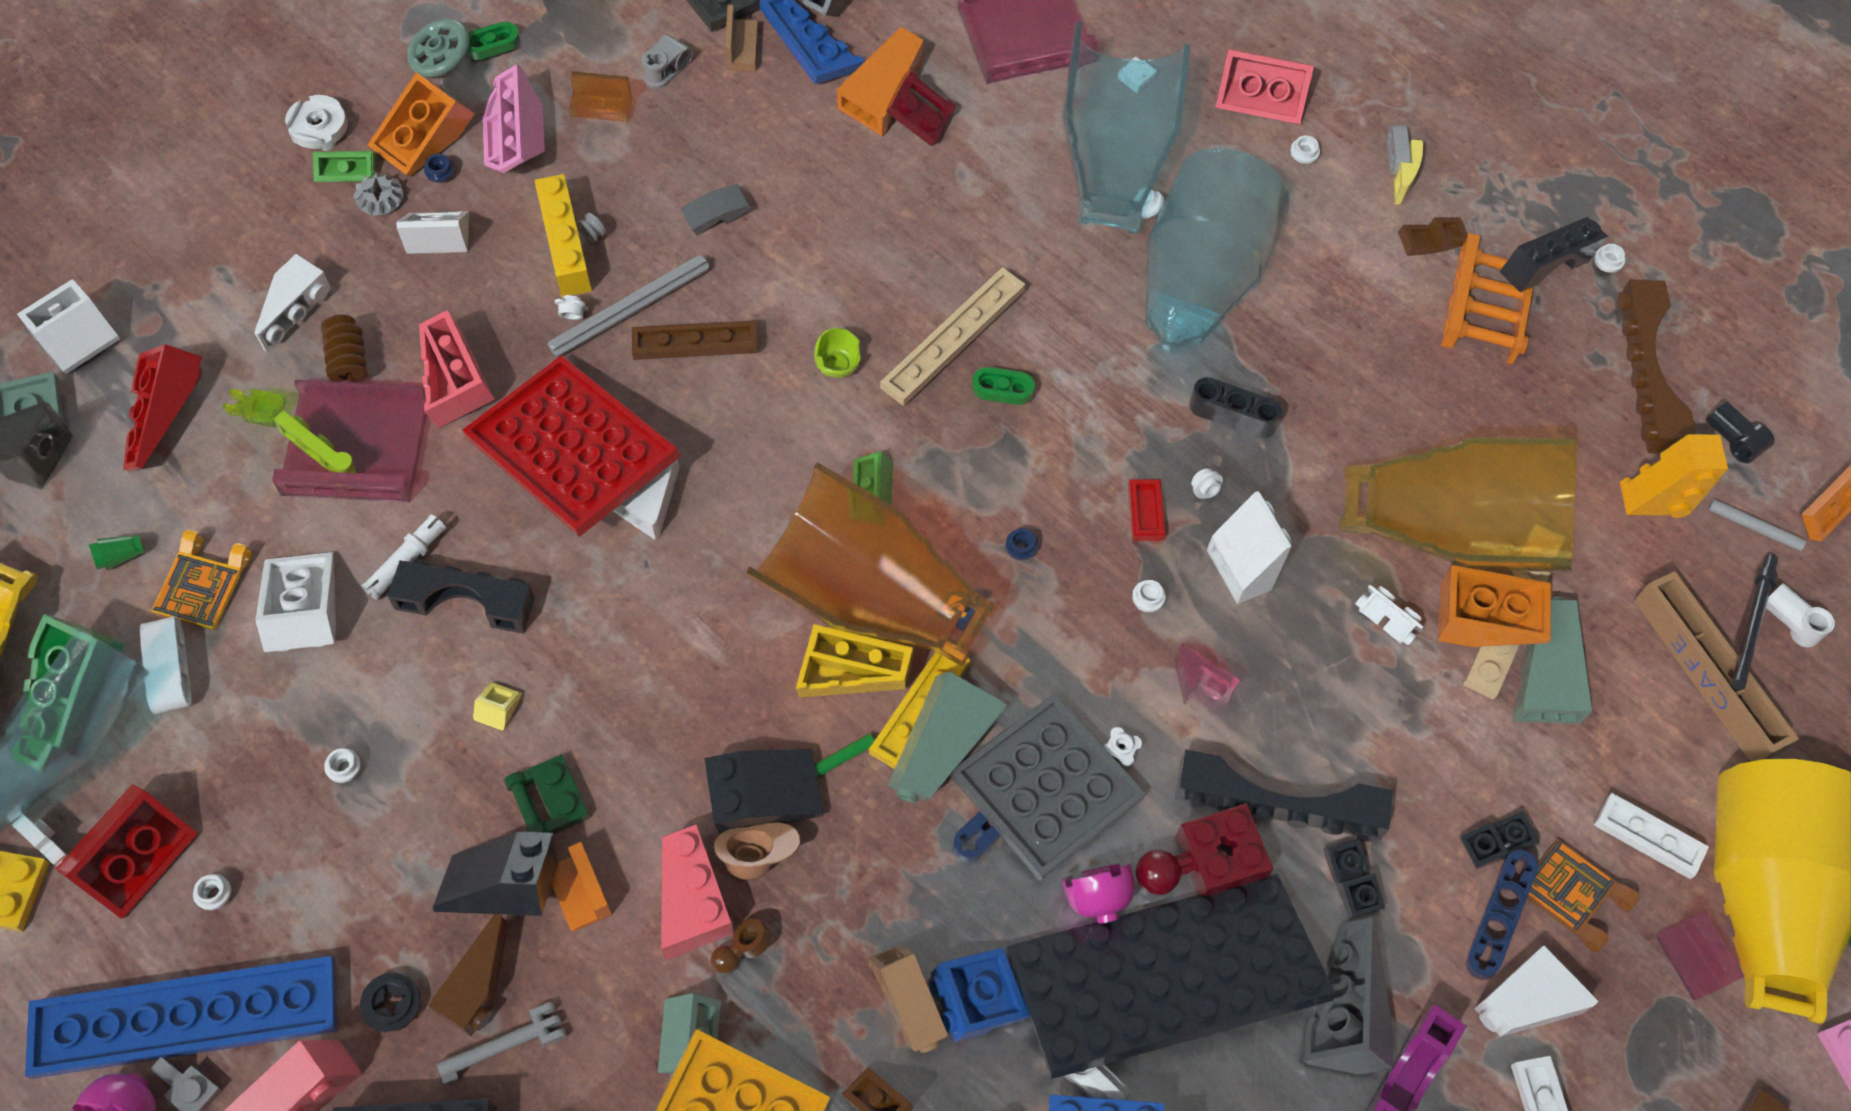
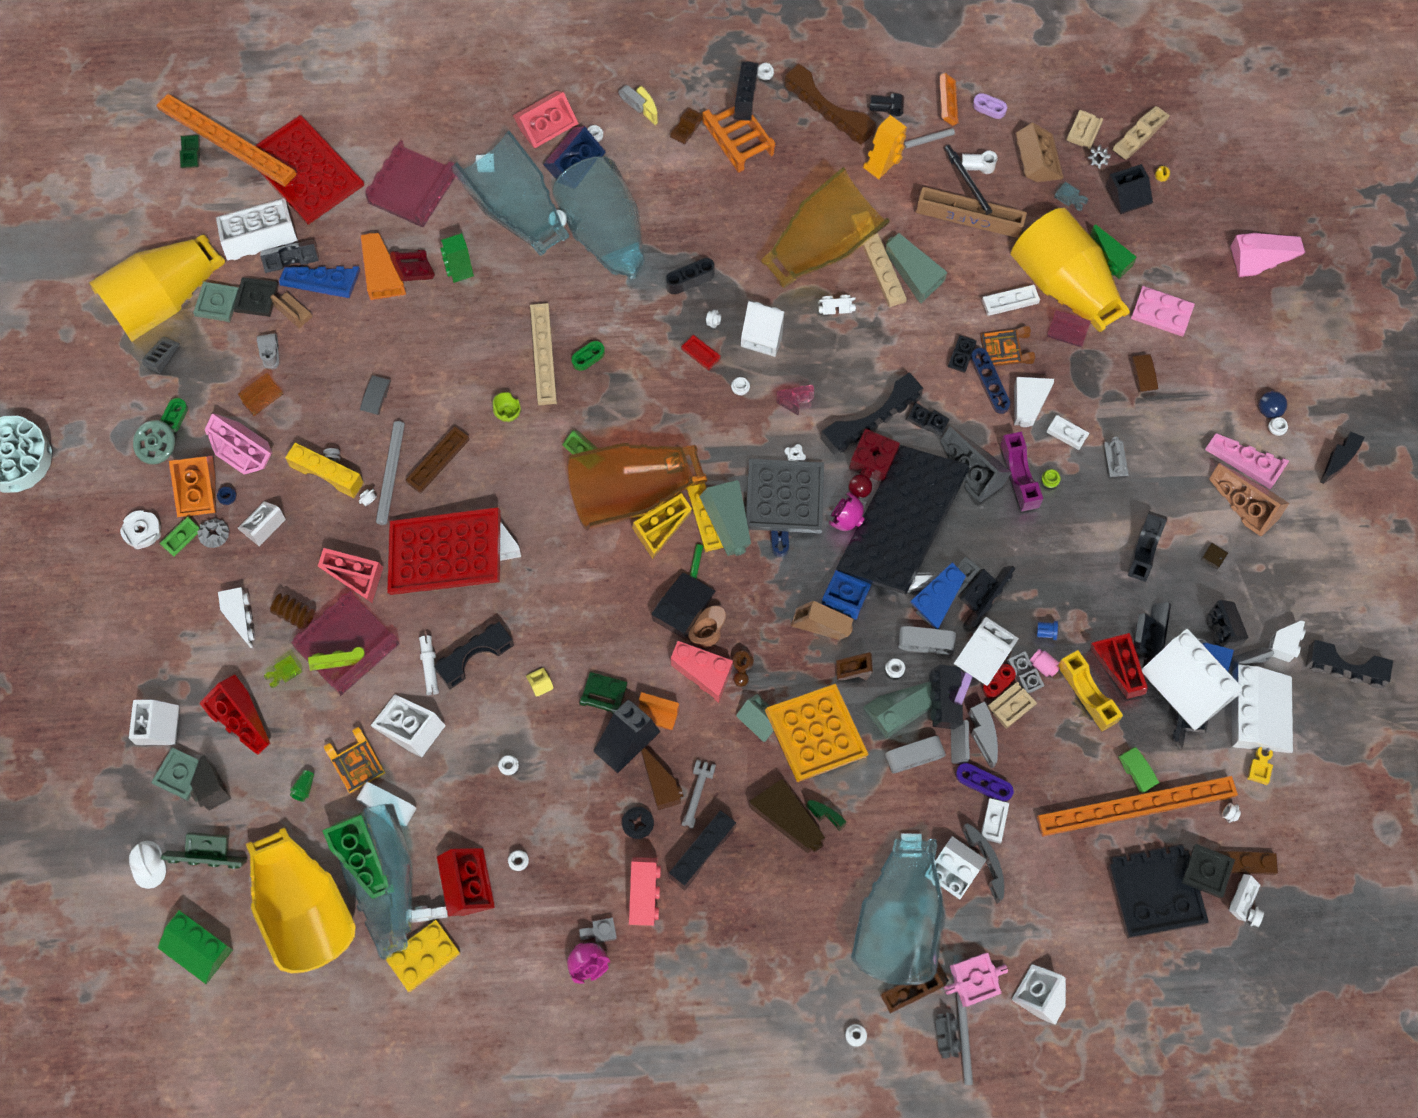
camera: 45 degrees left, 5 degrees up
(181, 1017) = (566, 911): blue plate -> none
(974, 137) = (456, 258): none -> green wedge
(1021, 536) = (669, 409): dark blue plate -> none
(1267, 141) = (574, 148): none -> dark blue slope
(1493, 609) = (873, 266): orange slope -> none

